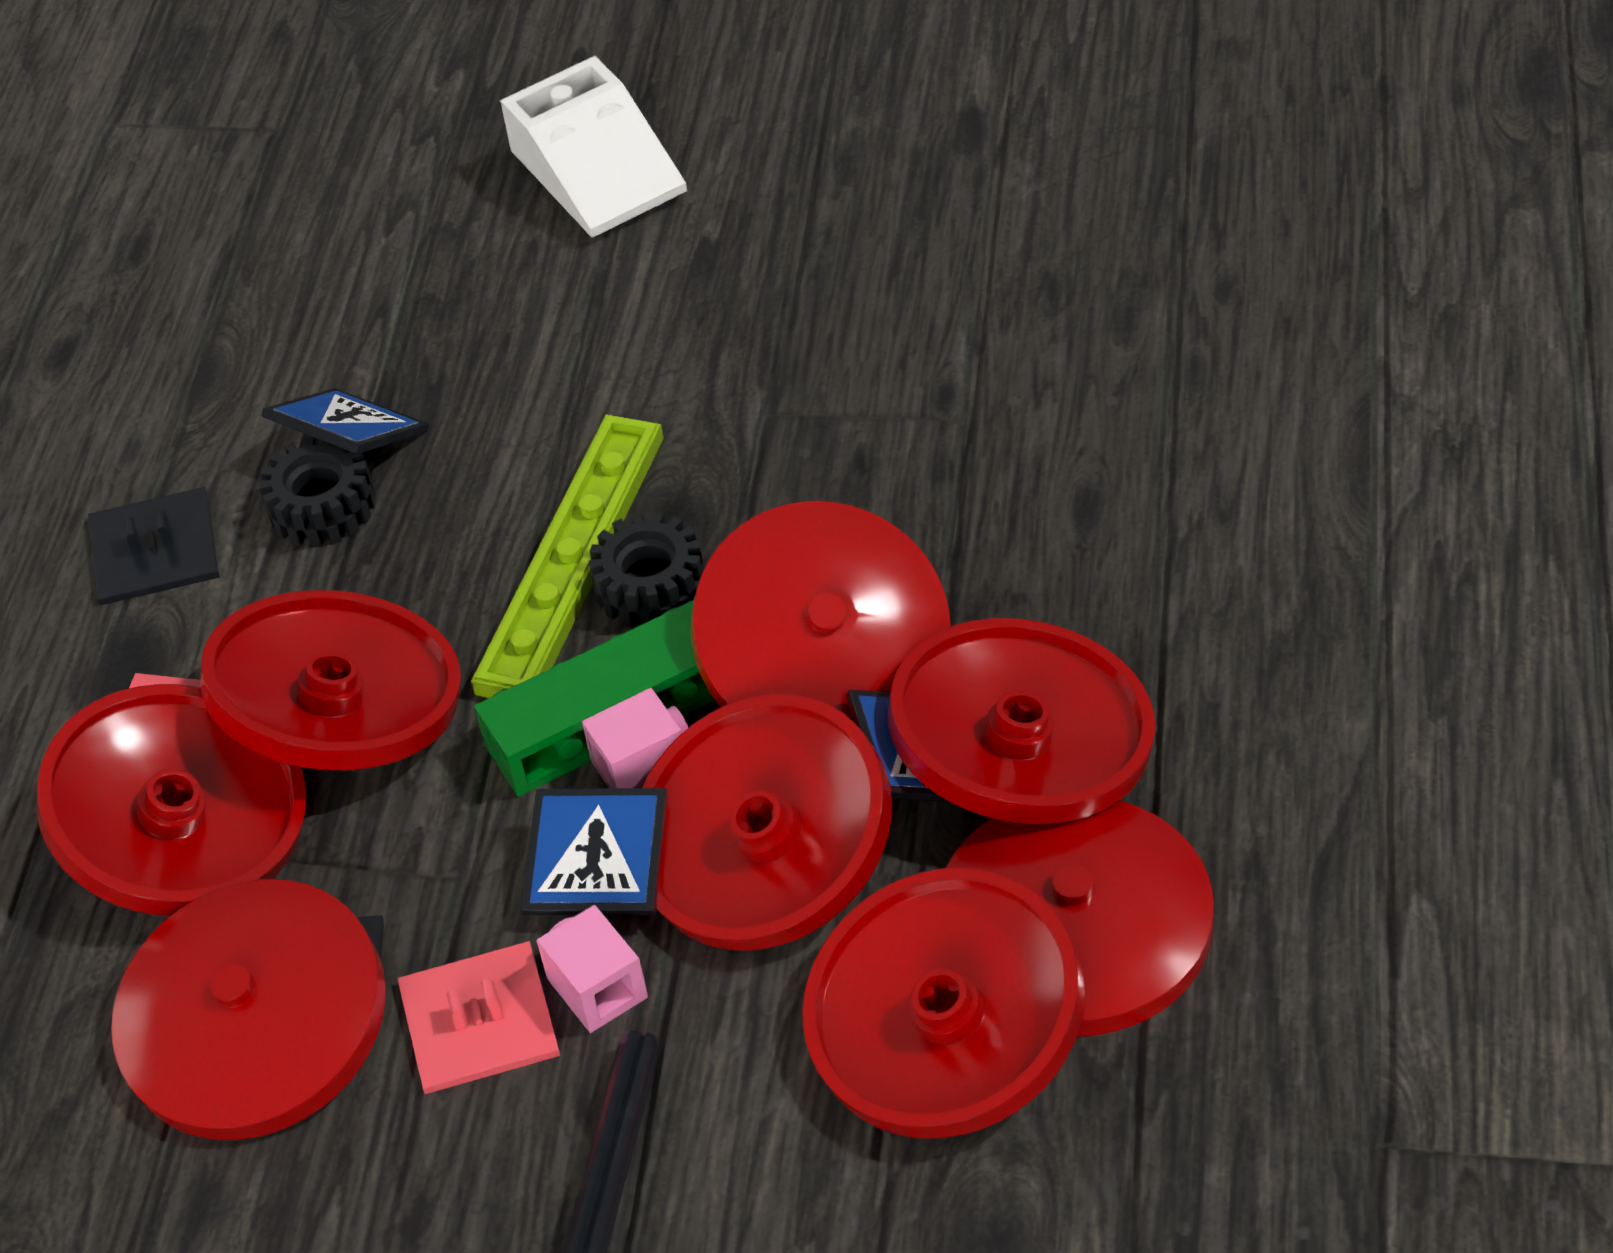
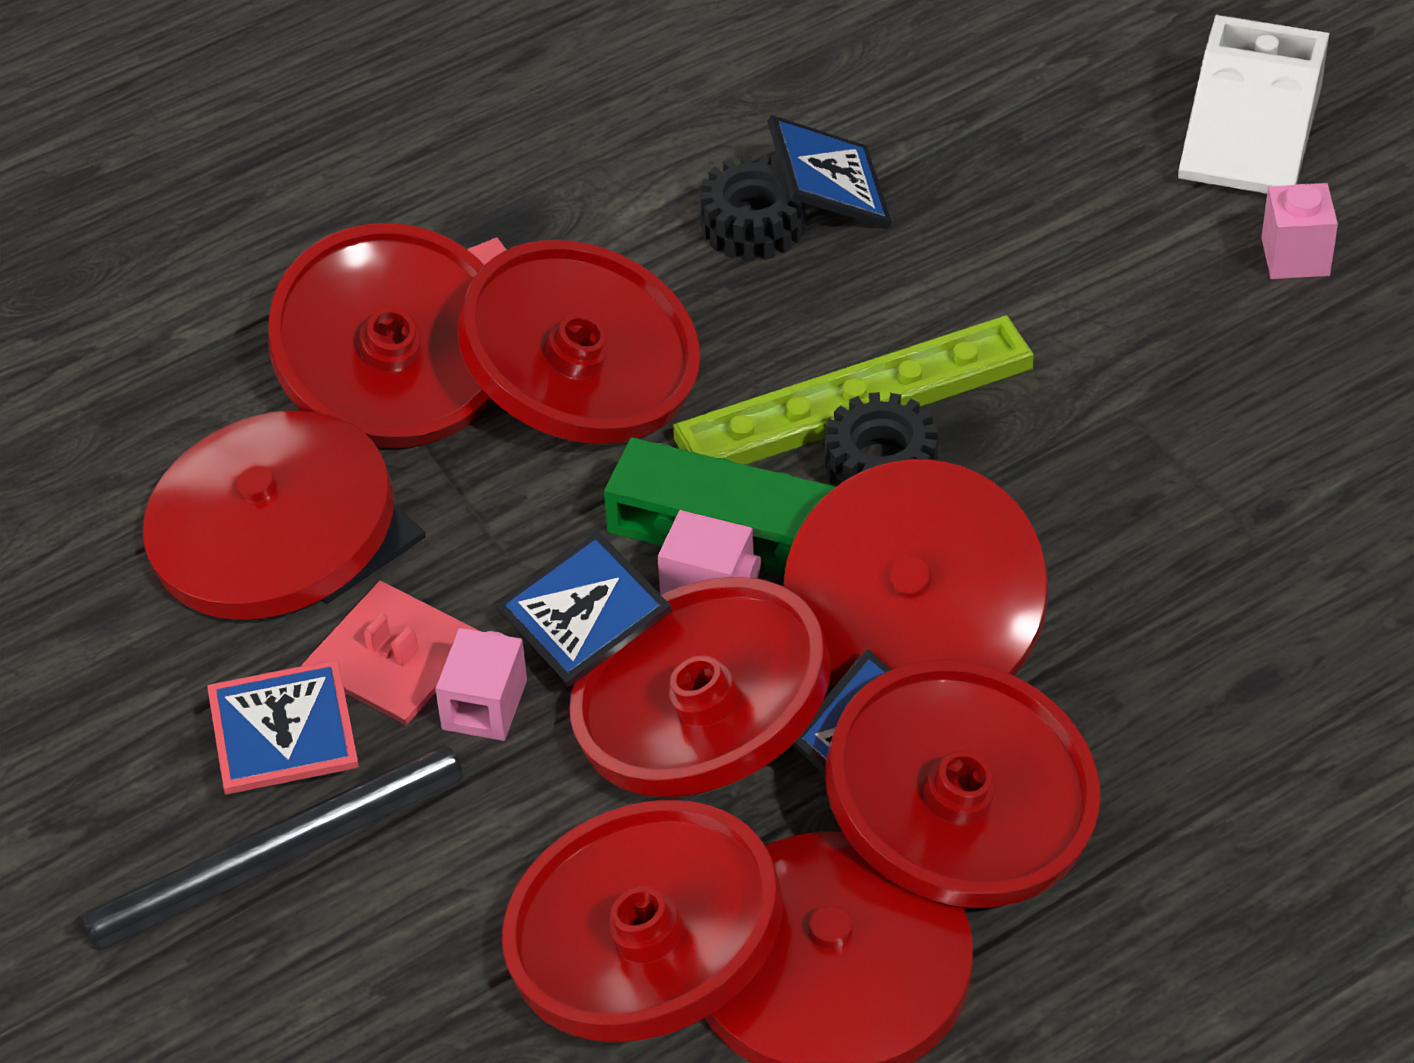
camera: 45 degrees right, 0 degrees up
(153, 546) = (619, 160): black piece -> none
(486, 1135) = (282, 726): none -> piece
(732, 203) = (1299, 231): none -> bright pink brick

